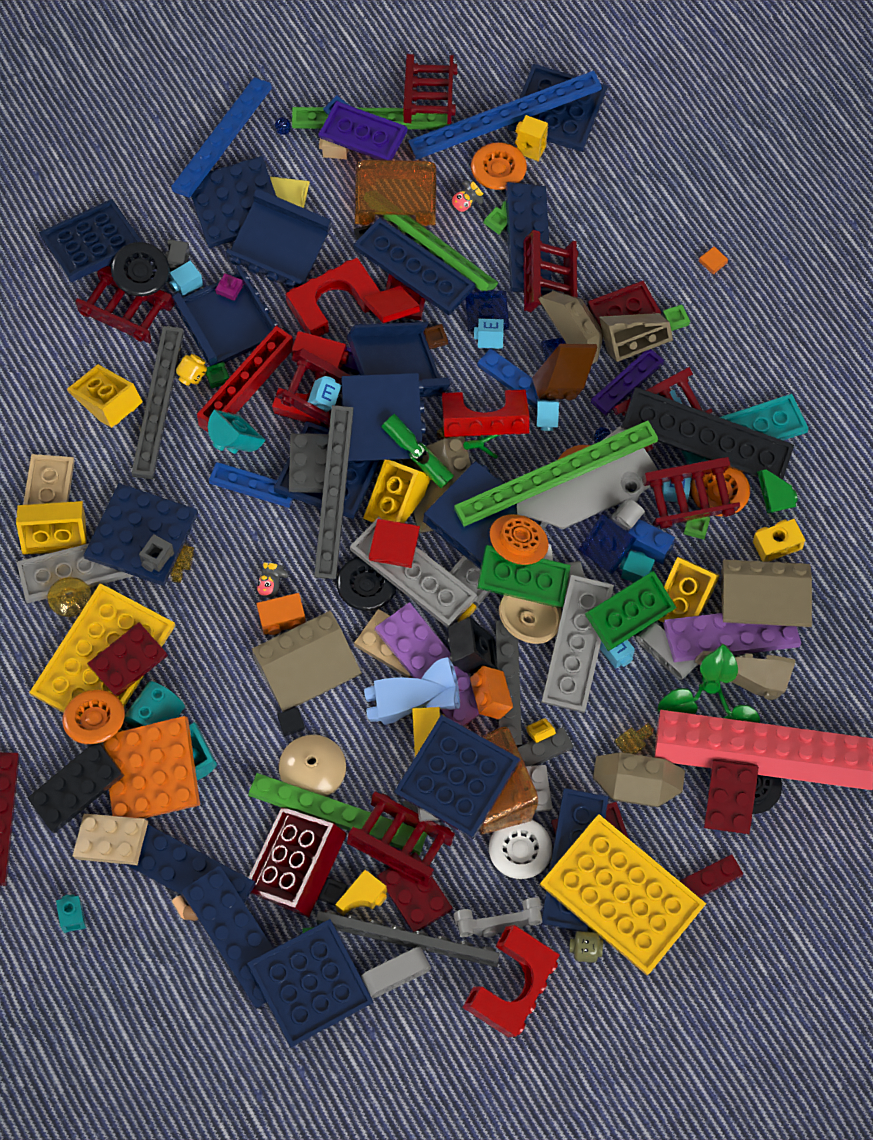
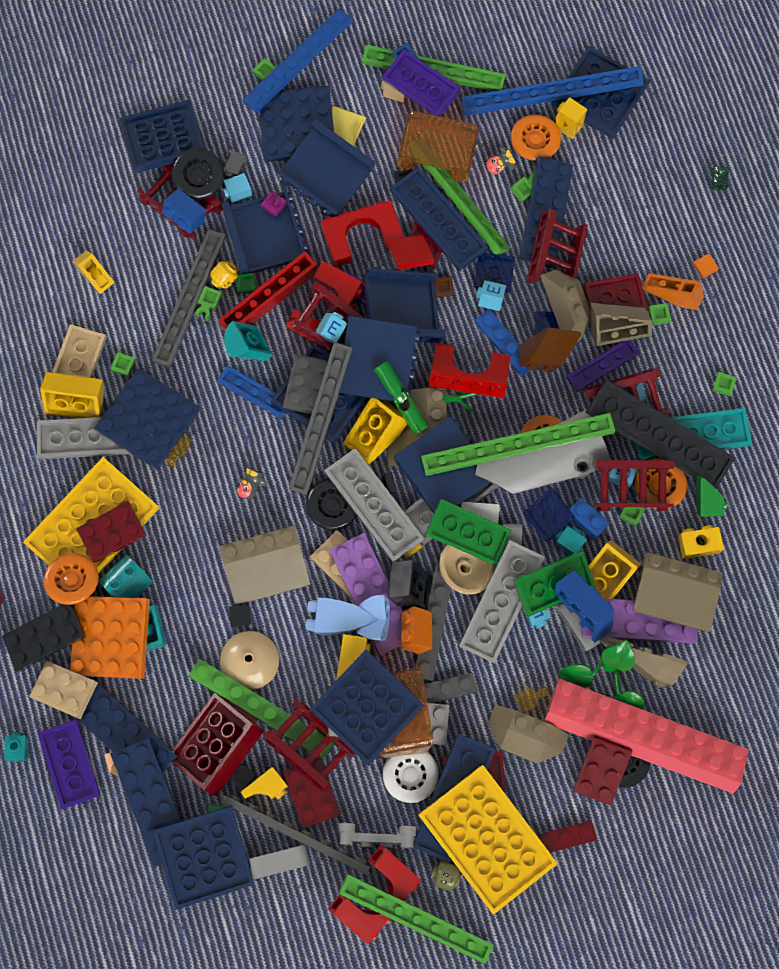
camera: 10 degrees right, 10 degrees up
(45, 394) = (93, 271): none -> yellow arch
(68, 604) = (74, 463): clear yellow dish -> none
(99, 484) = (123, 364): none -> bright green plate
(106, 395) = (145, 282): yellow slope -> none
(133, 310) = (184, 211): none -> blue brick
(134, 919) = (69, 764): none -> dark purple plate
(157, 548) = (155, 436): dark grey brick -> none
(180, 400) = (208, 300): none -> bright green plate
(186, 153) = (263, 69): none -> bright green plate
(281, 614) = (252, 517): orange brick -> none
(286, 127) = (356, 61): clear blue hinge -> none
(394, 543) = (362, 476): red tile -> none
(413, 95) = (474, 55): dark red fence -> none
(424, 545) = (388, 482): none -> black tile
(513, 539) = (475, 493): orange wheel -> none
(540, 730) = (452, 671): yellow tile -> none
(547, 414) = (524, 382): medium azure brick -> none
(563, 995) = (415, 918): none -> bright green plate
(599, 431) = (568, 414): clear blue hinge -> none
(627, 514) = (571, 494): light grey beam -> none
(671, 621) = (587, 604): none -> blue wedge
(688, 290) = (677, 291): none -> orange slope
(705, 167) = (719, 179): none -> clear green wheel
(763, 374) = (724, 384): none -> bright green plate

